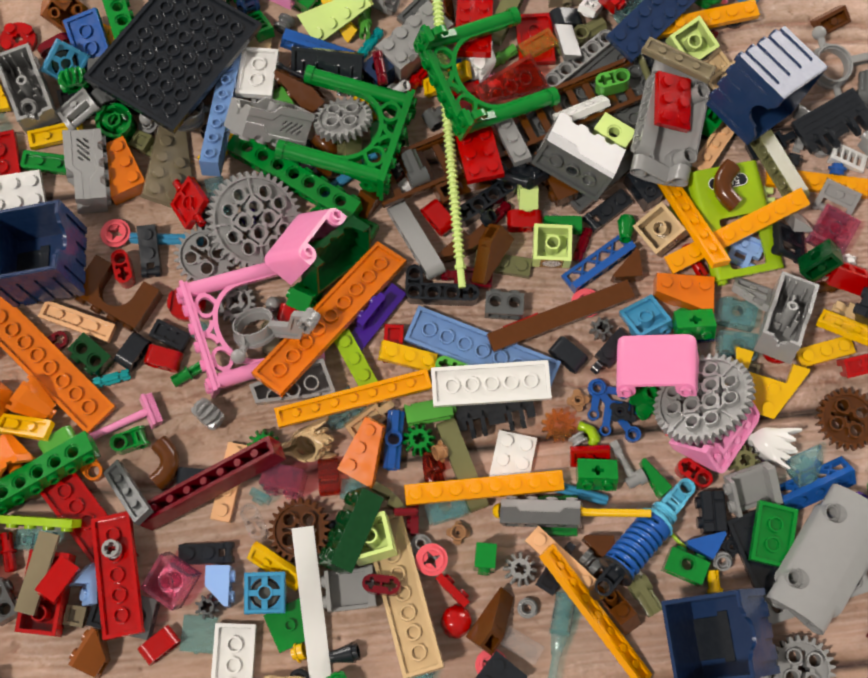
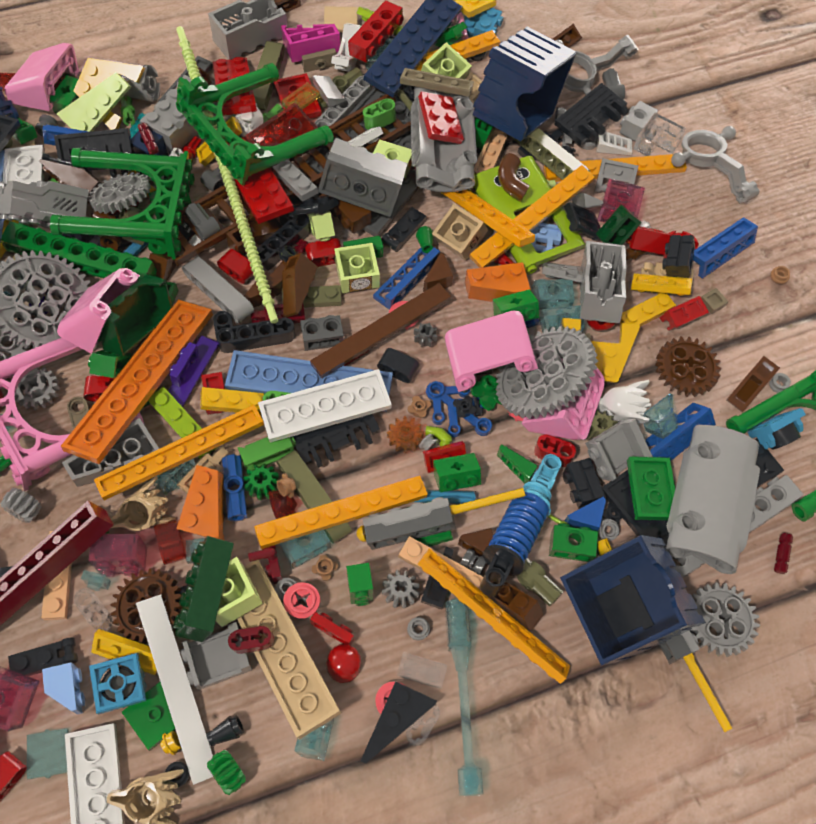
camera: 20 degrees left, 10 degrees down
(202, 605) = (59, 717): dark grey gear -> none
(299, 324) = (103, 383): light grey piece -> none
(394, 501) = (242, 545): olive slope -> none
(492, 623) = (383, 656): reddish brown slope -> none
(512, 454) = (365, 472): white plate -> none
(565, 15) = (320, 70): black beam -> none
(582, 244) = (387, 261): dark red axle -> none
(608, 353) = (437, 357): black plate -> none
(633, 478) = (496, 468): light grey brick -> none
(644, 192) = (432, 203): black brick -> none
(646, 318) = (465, 311): dark azure plate -> none
(837, 169) = (608, 153): blue plate -> none

